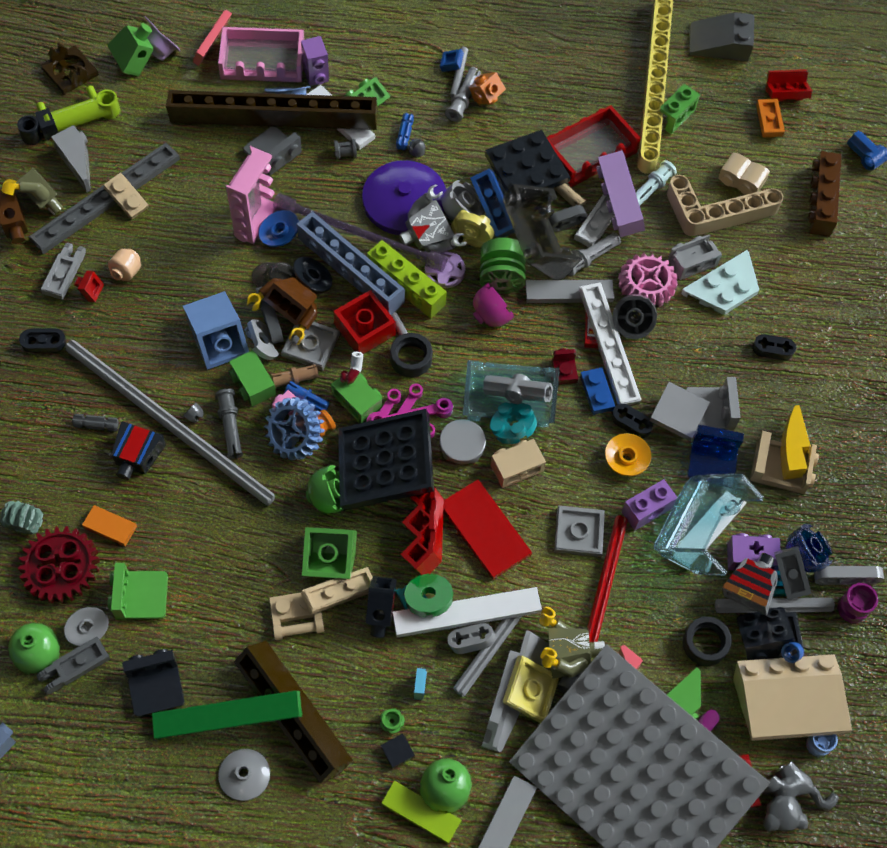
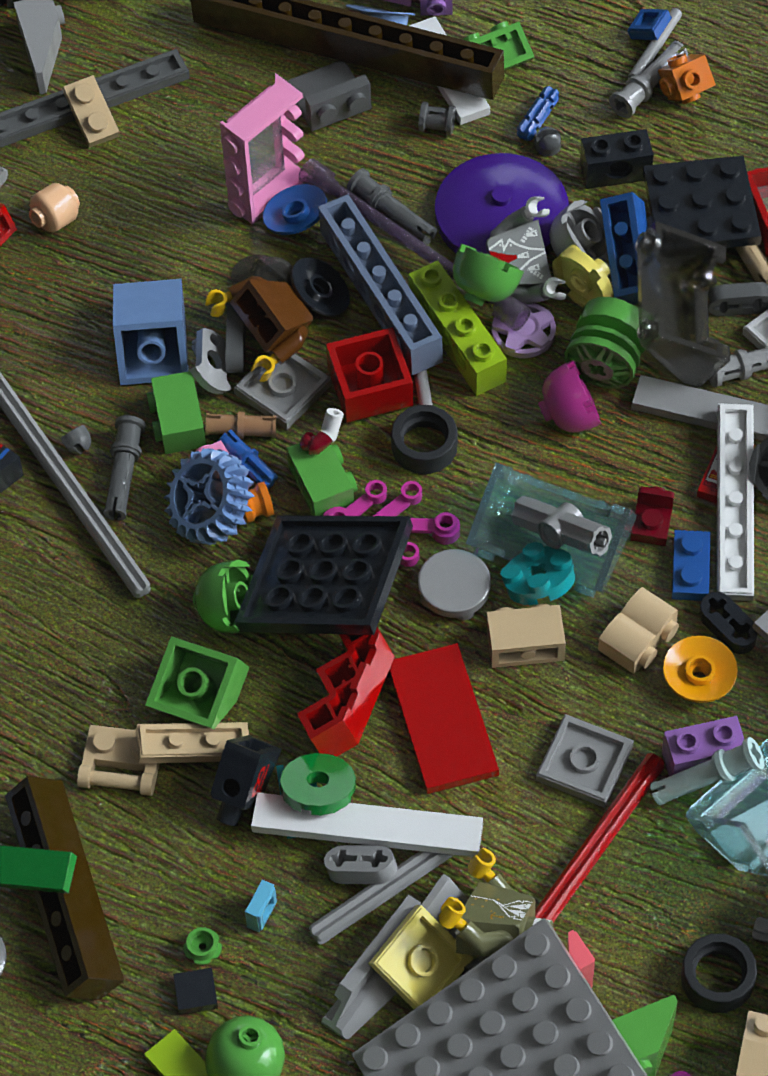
camera: 25 degrees right, 5 degrees down
(330, 209) = (381, 199): none -> dark grey pin
(416, 243) = (484, 276): none -> bright green cylinder
(463, 149) = (615, 158): none -> black brick
(583, 440) = (638, 630): none -> tan brick
(668, 513) = (722, 766): none -> light aqua pin

